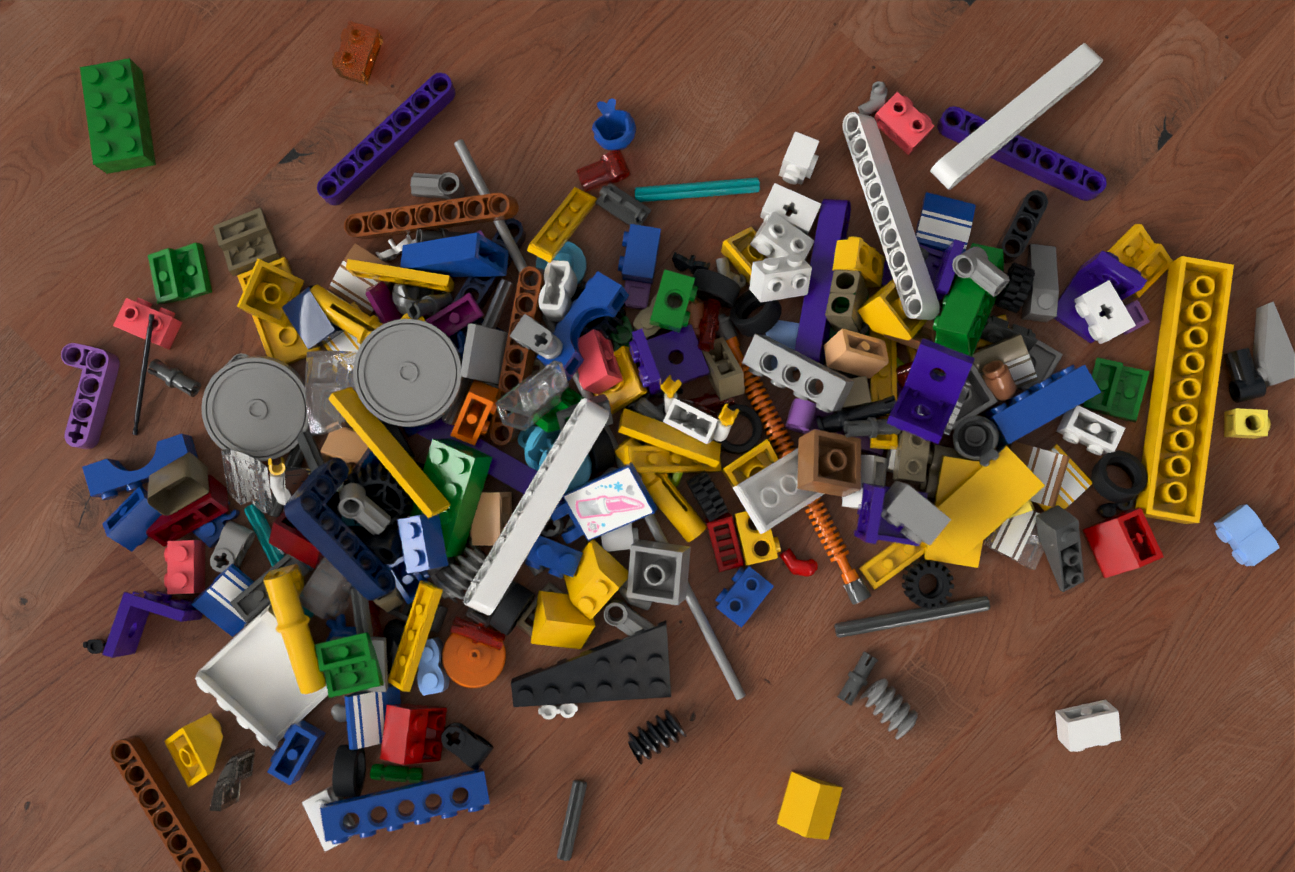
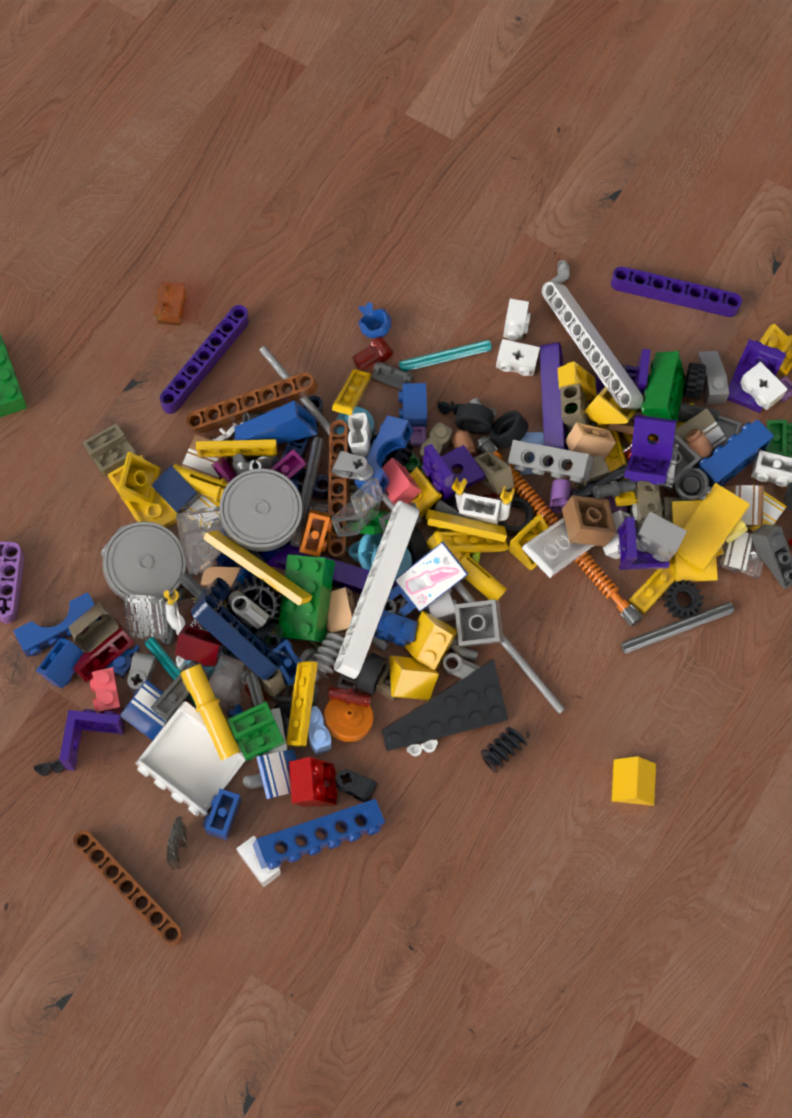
camera: 20 degrees left, 15 degrees down
(135, 320) = (44, 519): coral brick -> none
(143, 374) = (48, 555): black piece -> none
(174, 377) = (71, 556): dark grey pin -> none
(179, 273) = (61, 481): green slope -> none
(196, 748) = (139, 830): yellow slope -> none
(348, 771) = (268, 816): black tyre -> none
(396, 773) = (290, 821): green axle -> none
(422, 543) = (296, 628): blue brick -> none
(435, 186) = (246, 384): light grey piece -> none
(483, 354) = (314, 488): light grey tile -> none
(571, 820) = (451, 829): dark grey axle -> none
(673, 285) = (443, 438): green brick -> none
(707, 496) = (502, 565): black tyre -> none
(709, 325) = (476, 443): clear red pin -> none
(728, 564) = (529, 596): red slope -> none
(741, 253) = (495, 394): yellow slope -> none
(743, 596) = (547, 634): blue brick -> none
(750, 537) = (542, 590): yellow brick -> none
(780, 238) = (517, 379): white brick -> none
(780, 278) = (522, 399): white brick -> none
(798, 567) = (583, 607): red arm -> none
(857, 678) = (647, 679): dark grey pin -> none
(891, 707) = (677, 694): light grey piece -> none
(903, 123) = (586, 285): coral brick -> none
(944, 221) = (629, 345): slope -> none
(976, 266) = (667, 364): light grey piece -> none
(1016, 116) = (665, 265): white beam -> none
(1027, 216) = (692, 333): black beam -> none

